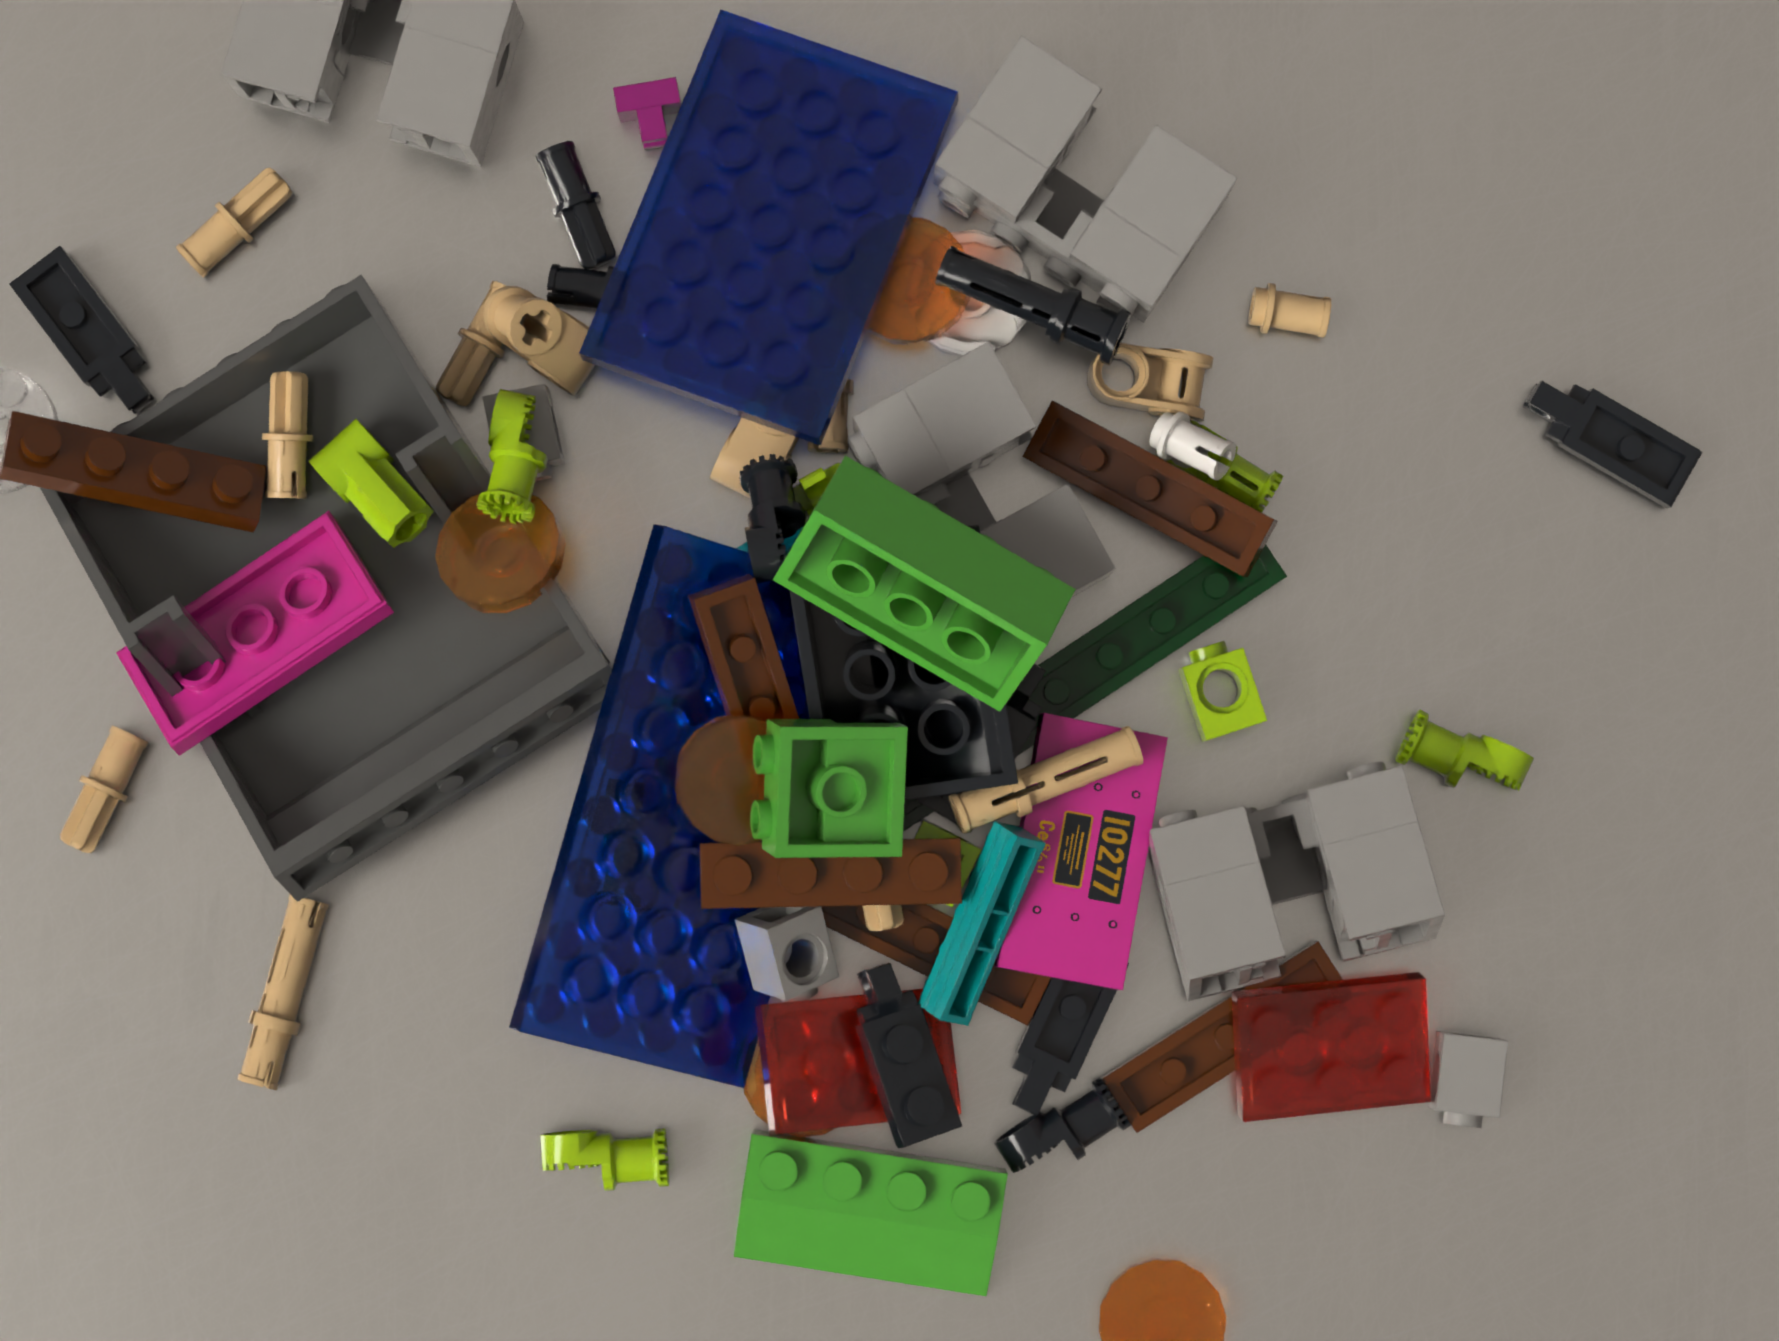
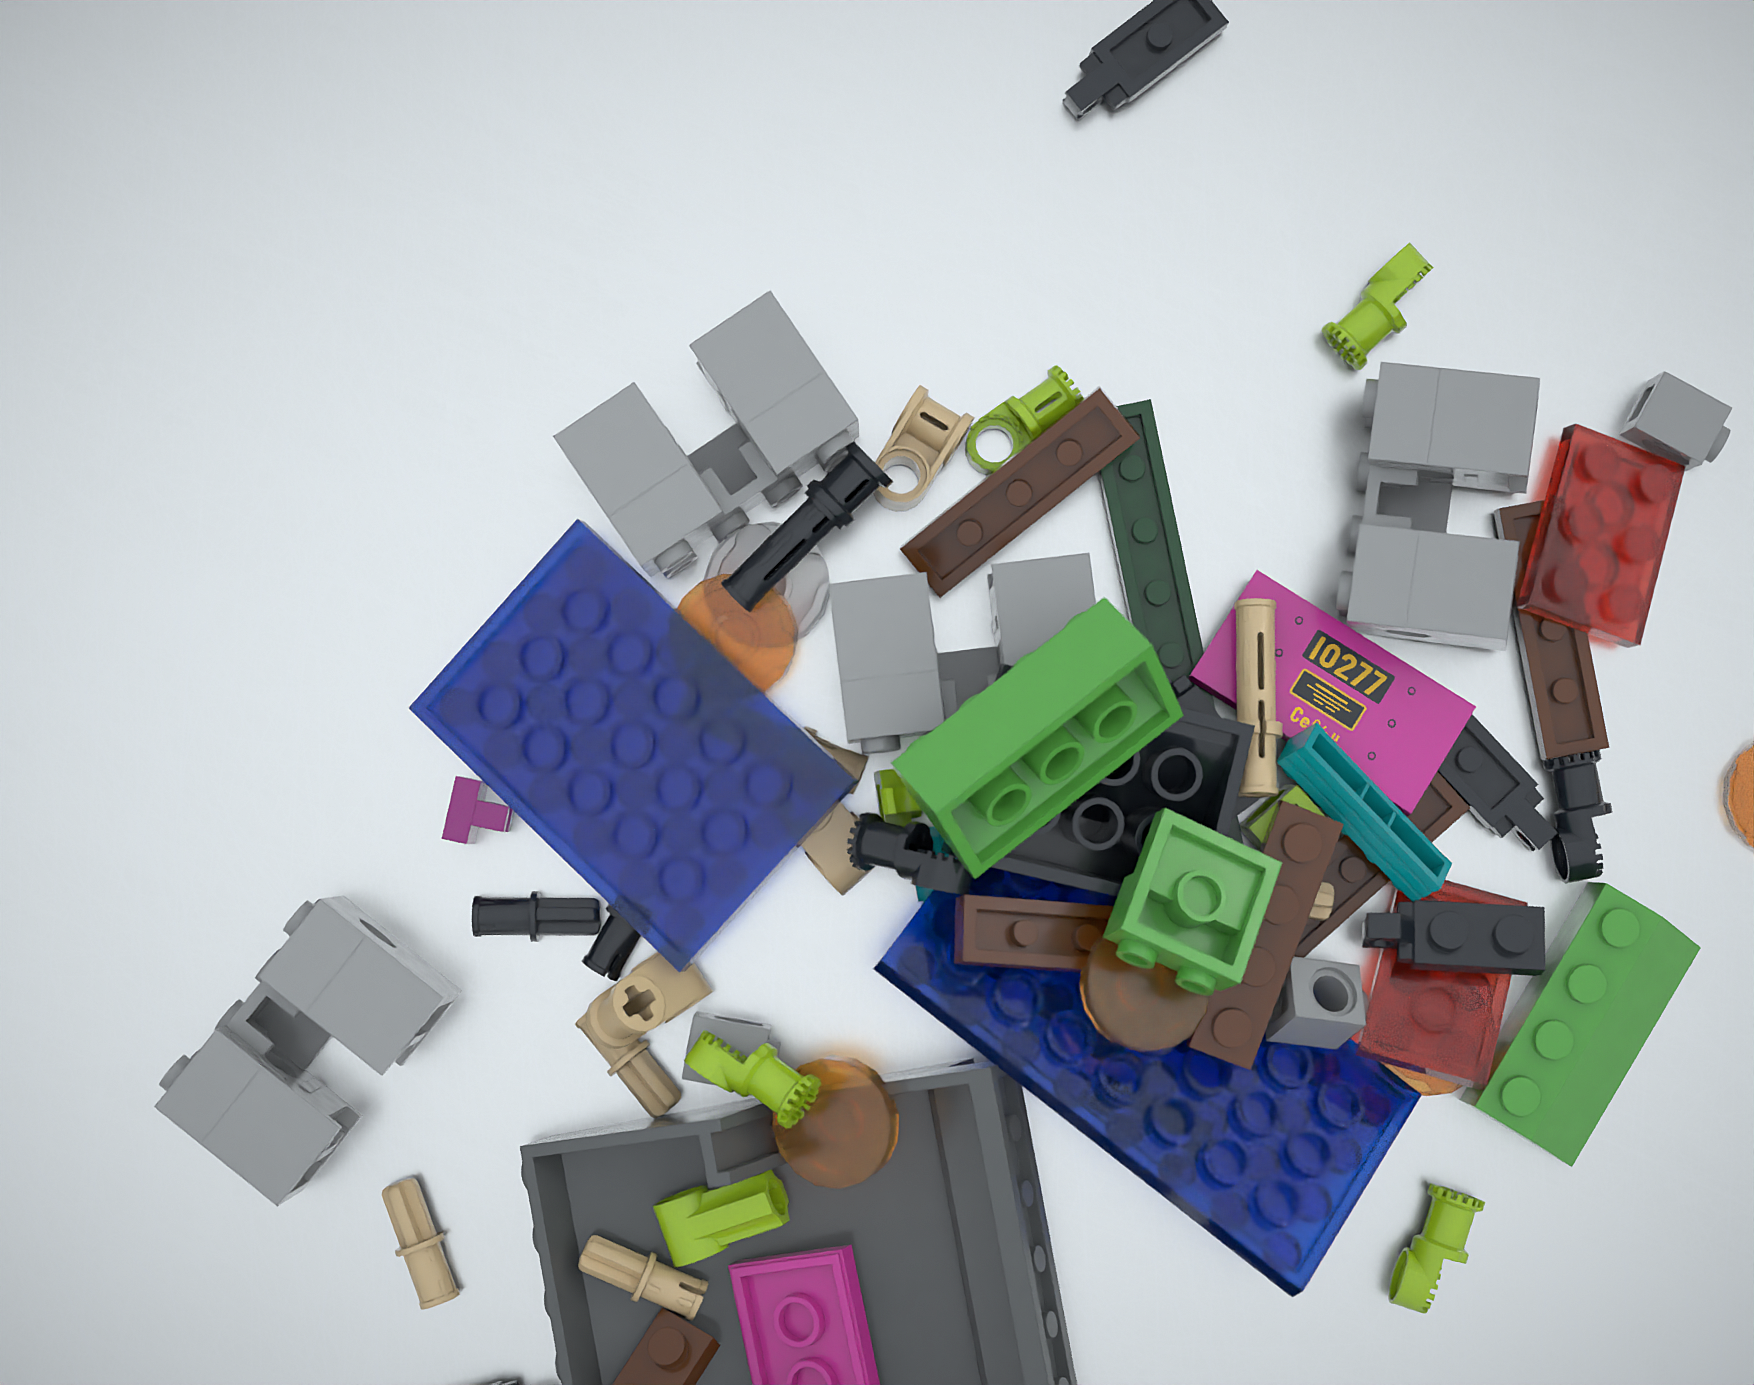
camera: 65 degrees left, 0 degrees up
(1190, 444) = (995, 437): white pin -> none
(1214, 720) = (1261, 498): lime brick -> none
(1289, 311) = (905, 297): tan pin -> none

